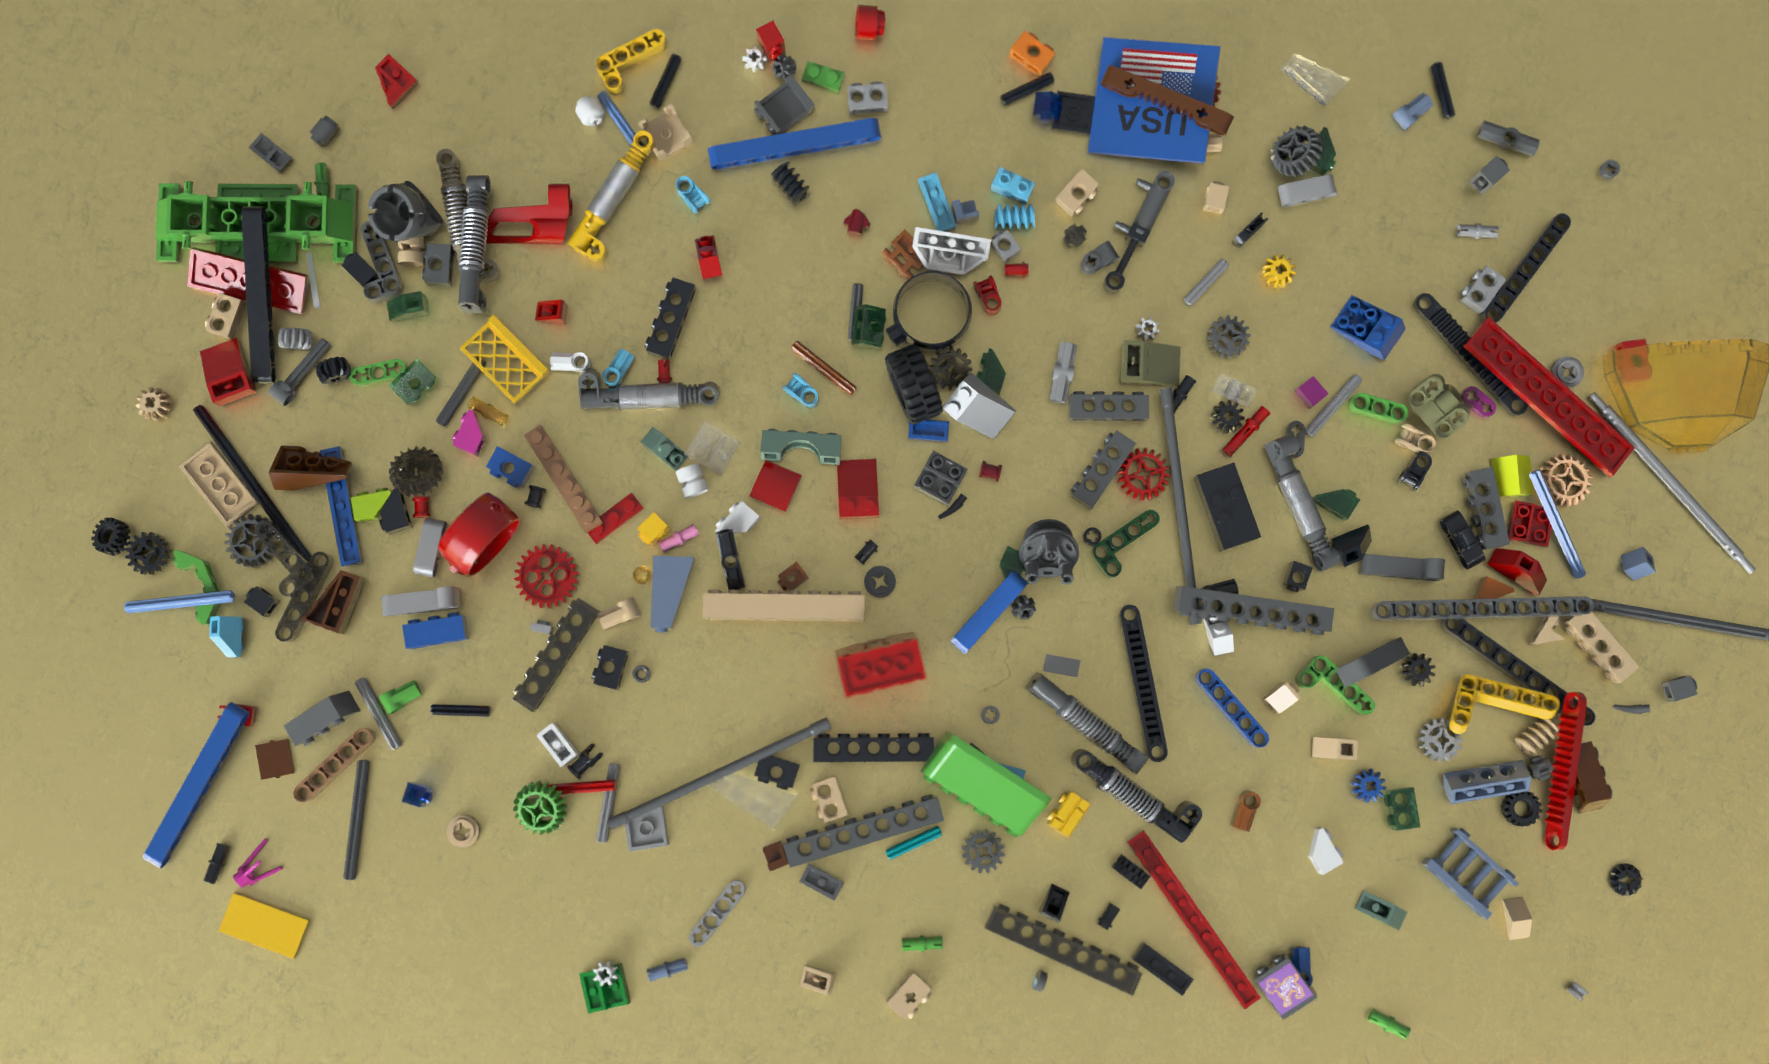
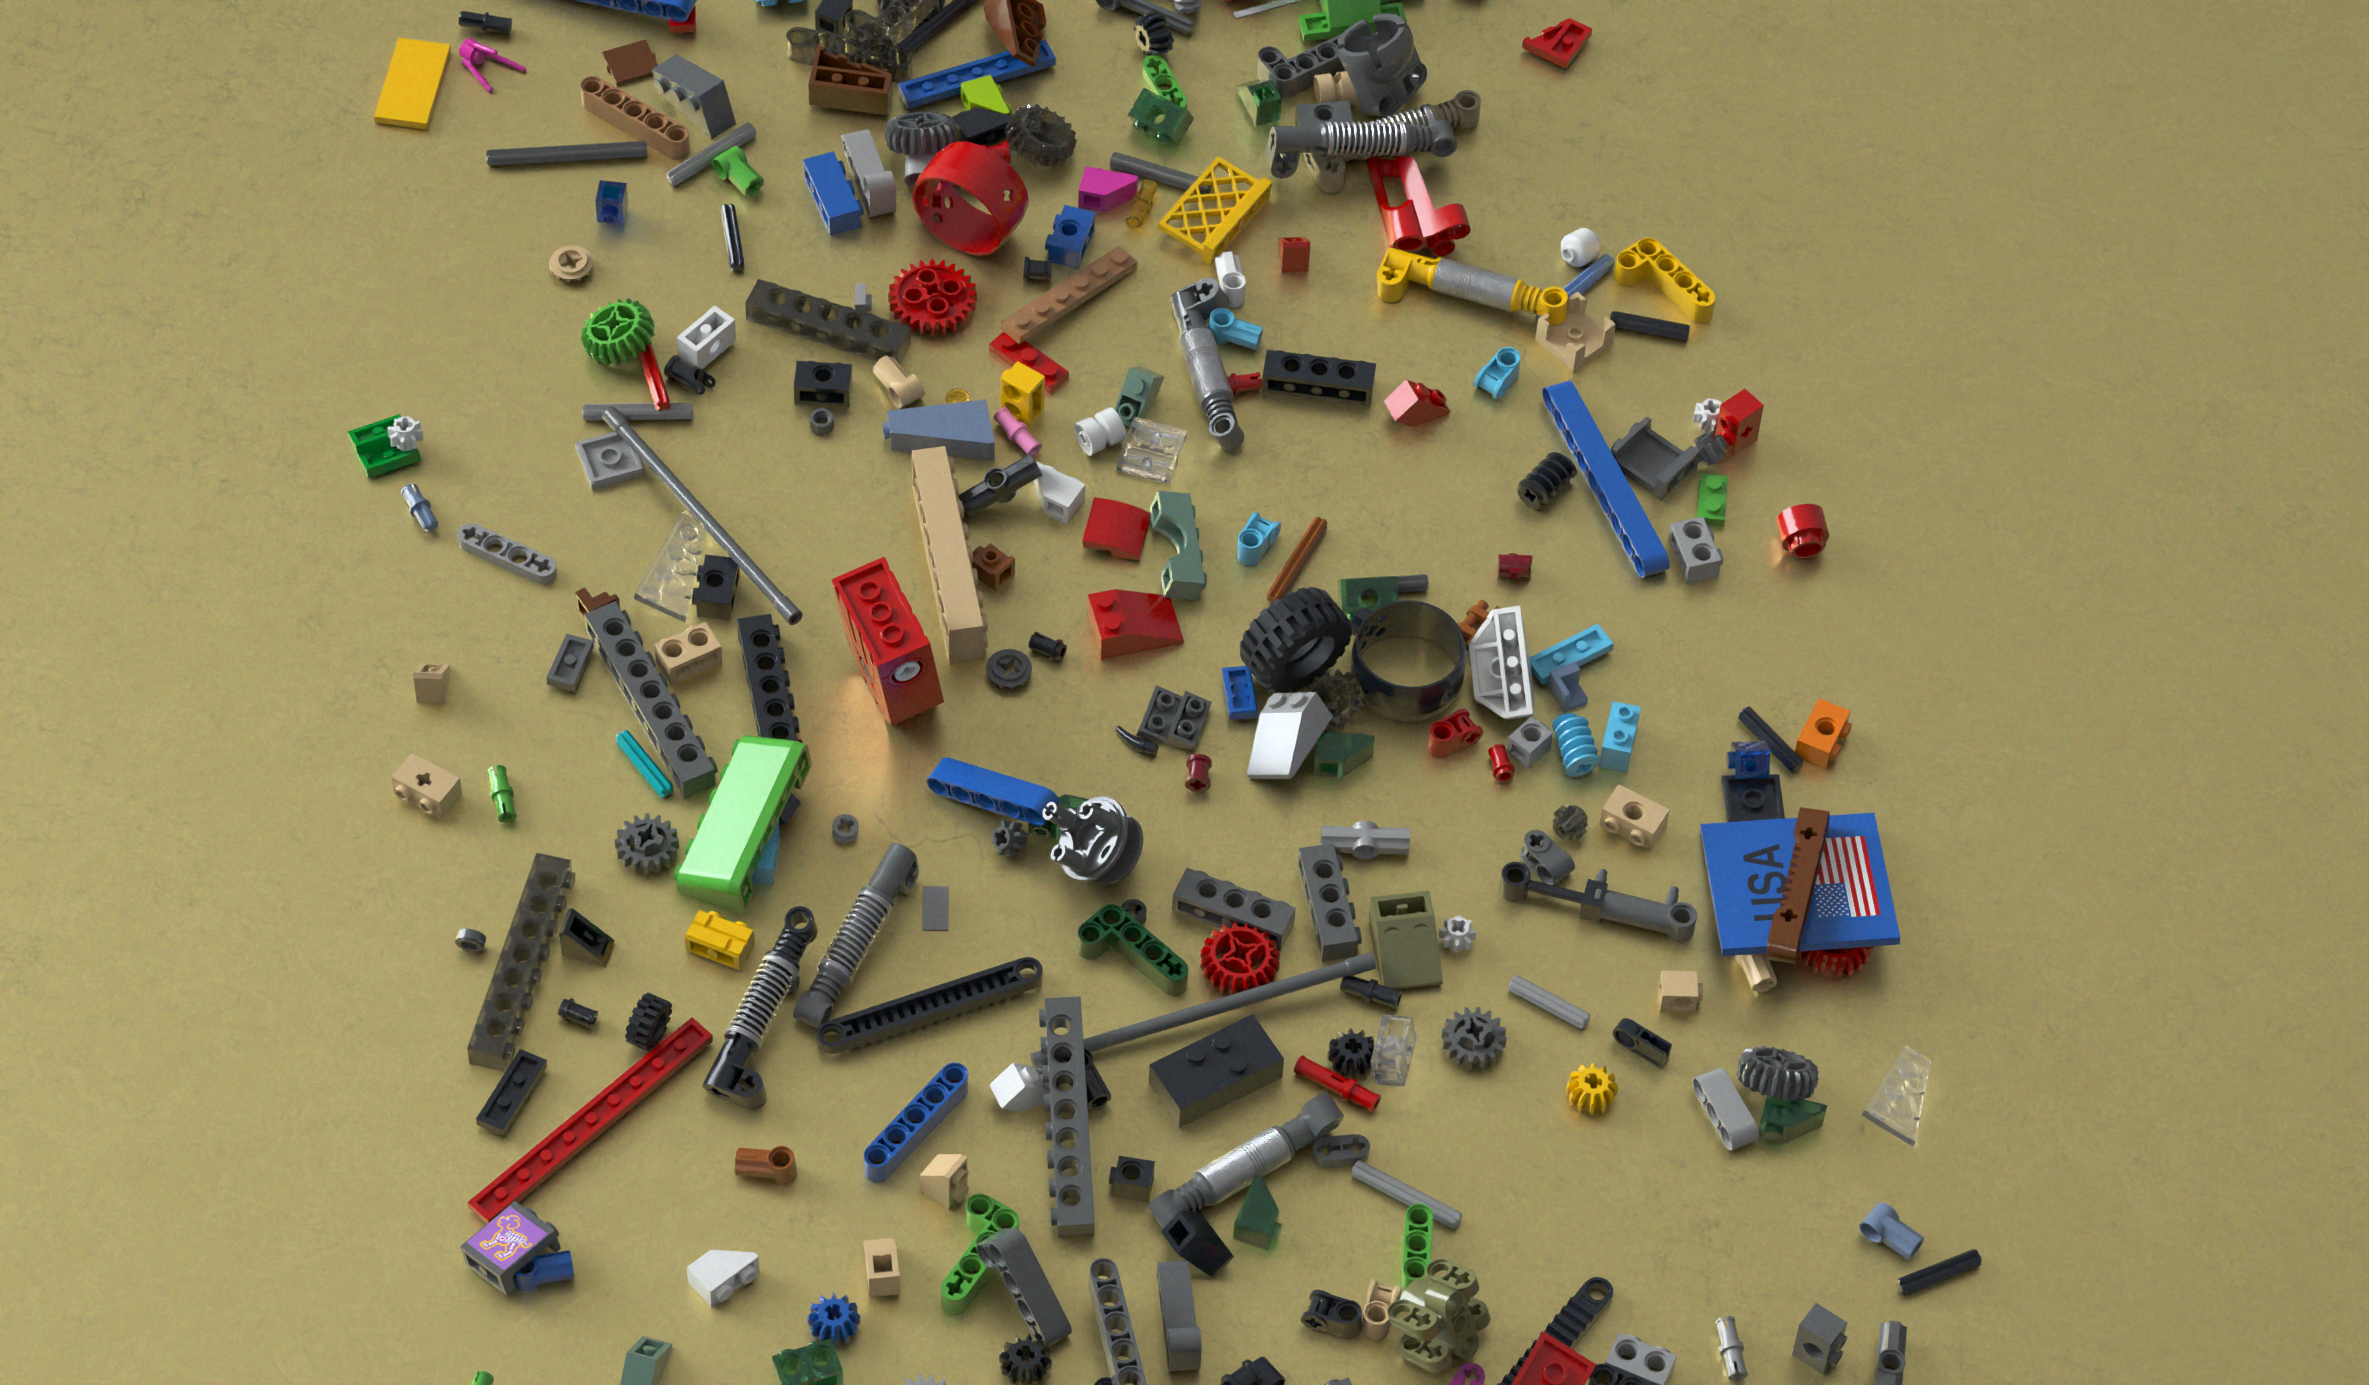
camera: 80 degrees right, 30 degrees down
(359, 269) = (1295, 34): black slope -> none
(397, 558) = (920, 133): none -> dark grey gear
(1311, 392) = (1415, 1155): magenta panel -> none
(1369, 327) = (1537, 1222): blue slope -> none

